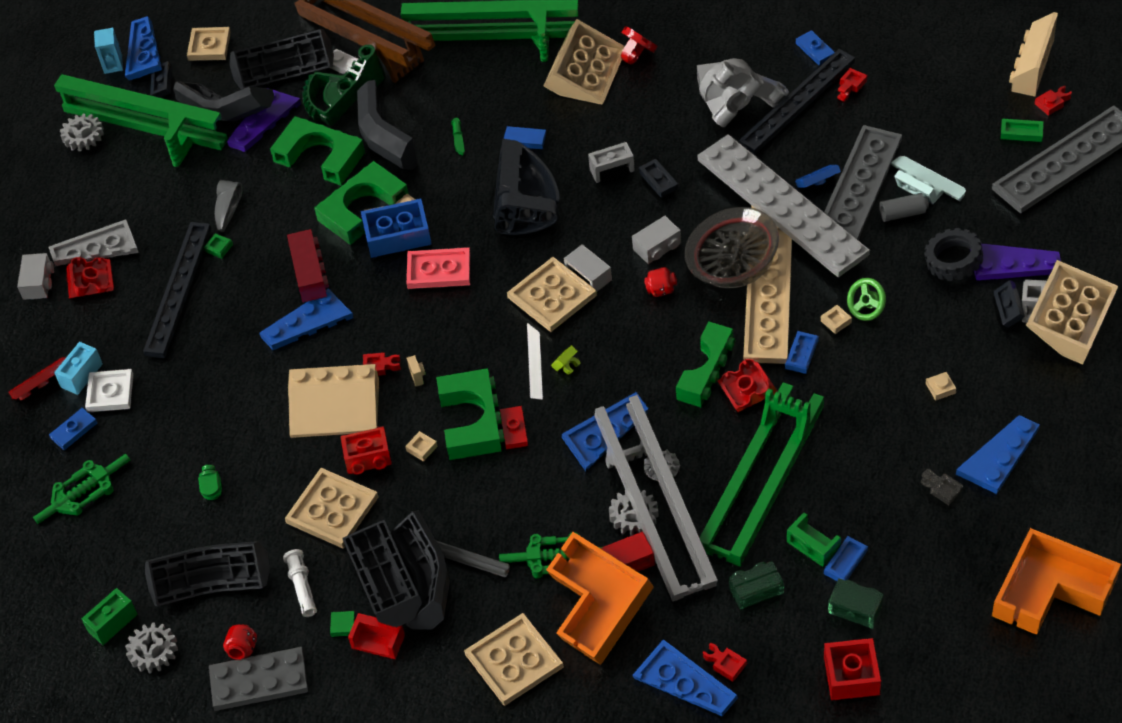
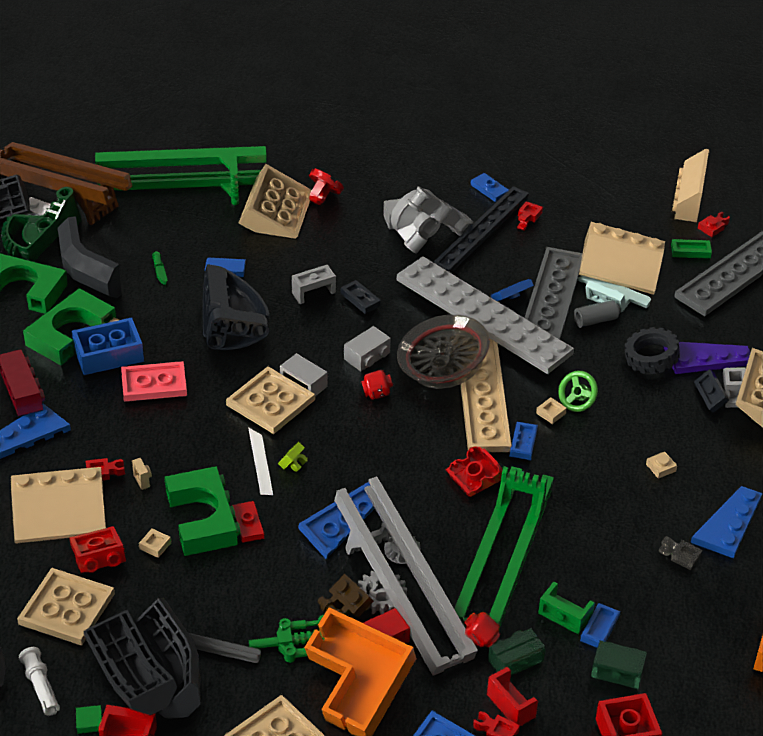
camera: 15 degrees left, 10 degrees down
(602, 516) = (350, 595): none -> dark brown plate
(696, 384) = (425, 472): green arch -> none
(723, 559) = (482, 629): none -> red head
(742, 631) = (509, 699): none -> red panel
(941, 142) = (622, 257): none -> tan slope

